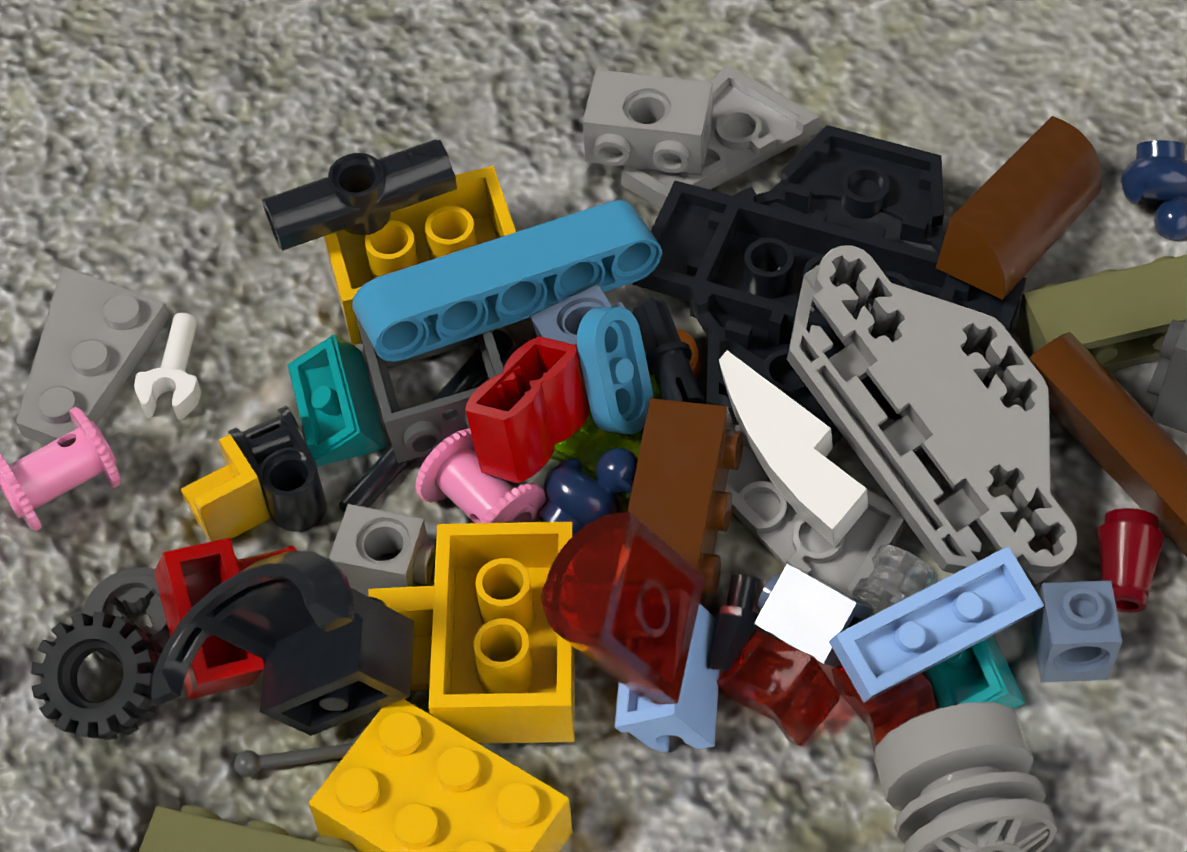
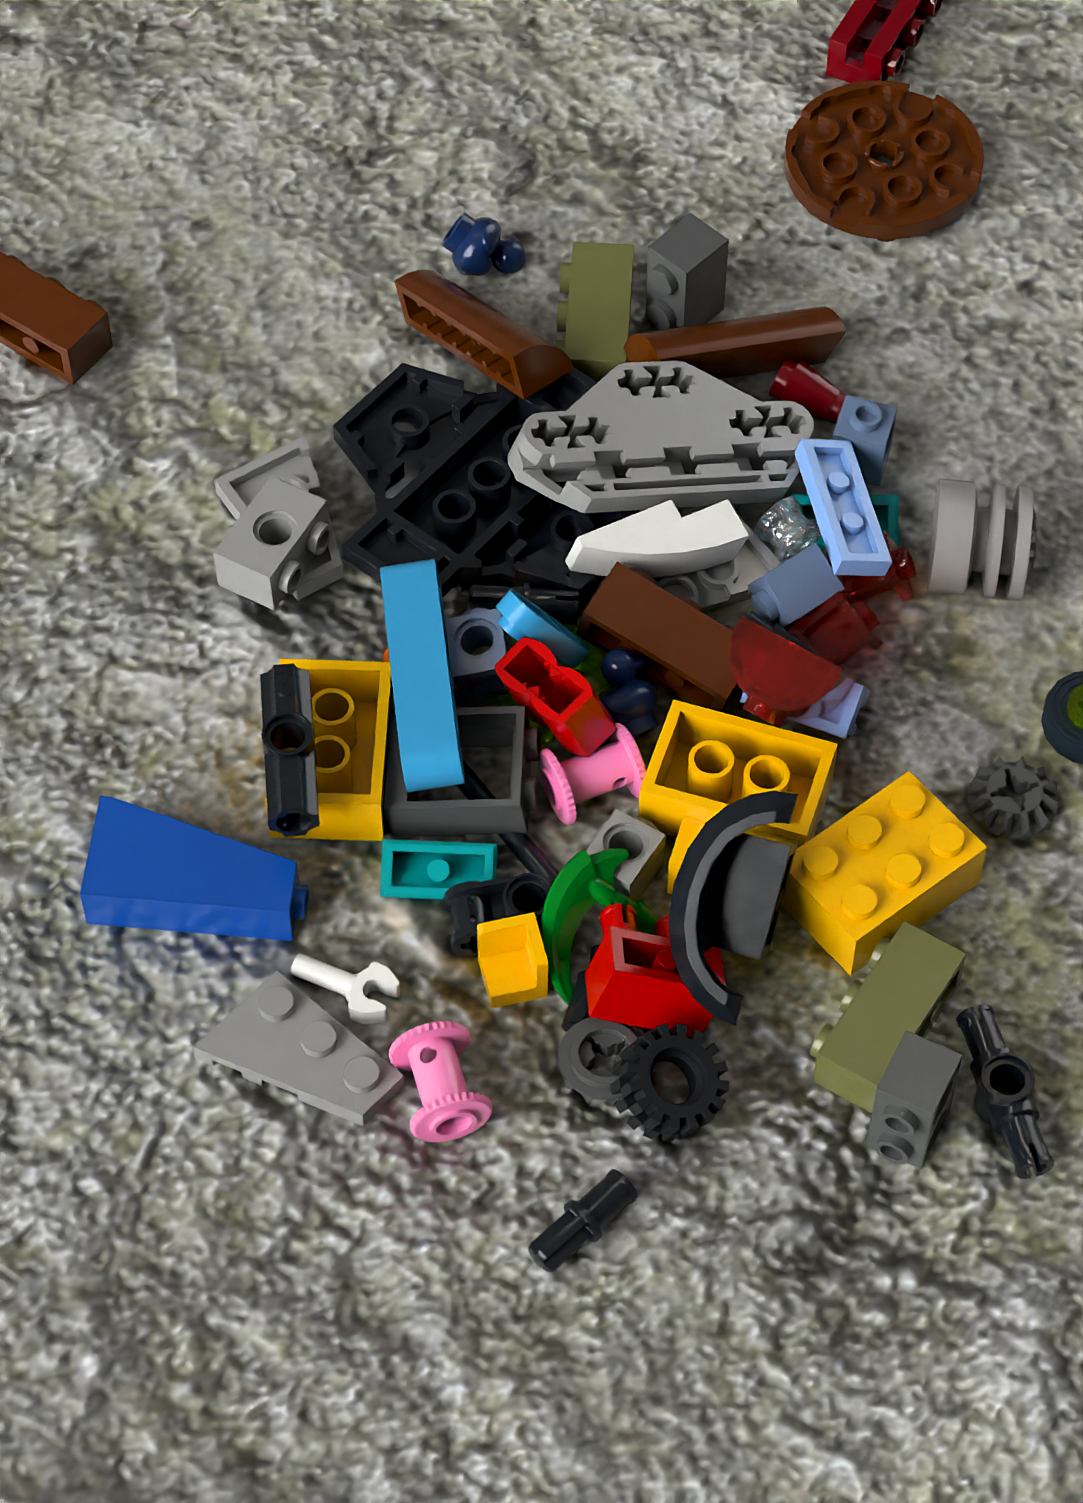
camera: 75 degrees left, 0 degrees up
(235, 163) = (185, 879): none -> blue slope
(249, 762) = (785, 927): dark grey hinge -> none
(294, 508) = (574, 891): none -> green piece

